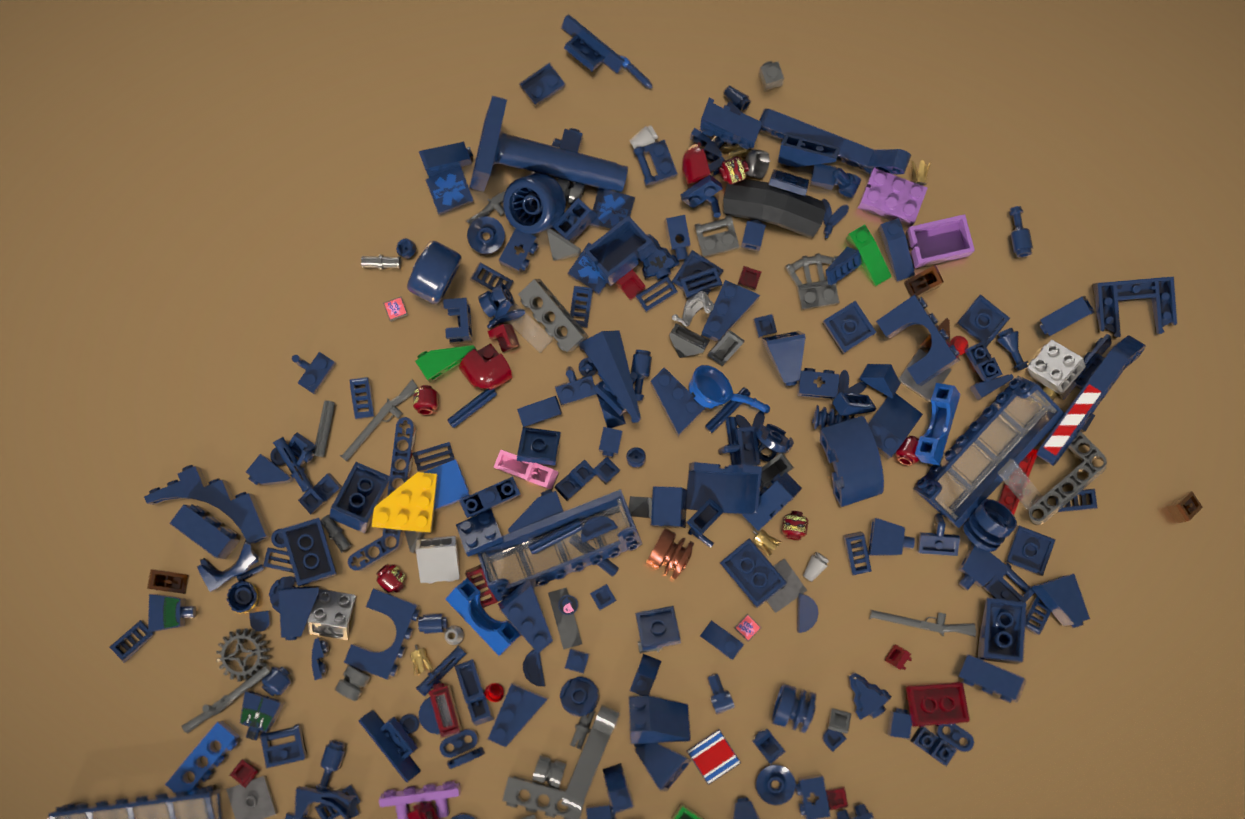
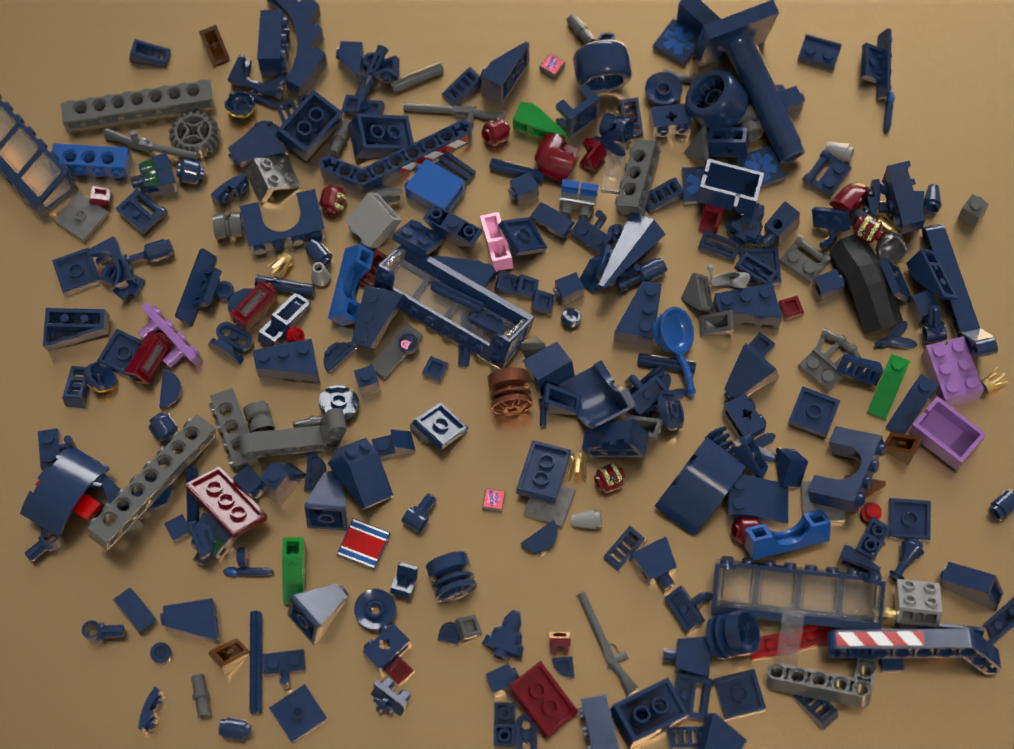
camera: 55 degrees right, 15 degrees down
(139, 745) = (131, 112): none -> dark grey brick
(168, 612) = (189, 62): dark blue torso -> none
(260, 620) = (230, 131): dark blue tile -> none
(315, 372) = (457, 42): dark blue plate -> none
(378, 358) = (504, 72): none -> dark blue slope
(409, 505) = (401, 170): yellow plate -> none
(494, 414) = (523, 188): none -> dark blue brick
(542, 371) = (569, 198): none -> dark grey hips
(625, 754) = (314, 471): none -> dark blue tile
(722, 640) = (467, 486): dark blue slope -> none
(919, 667) = (564, 666): none -> dark blue tile

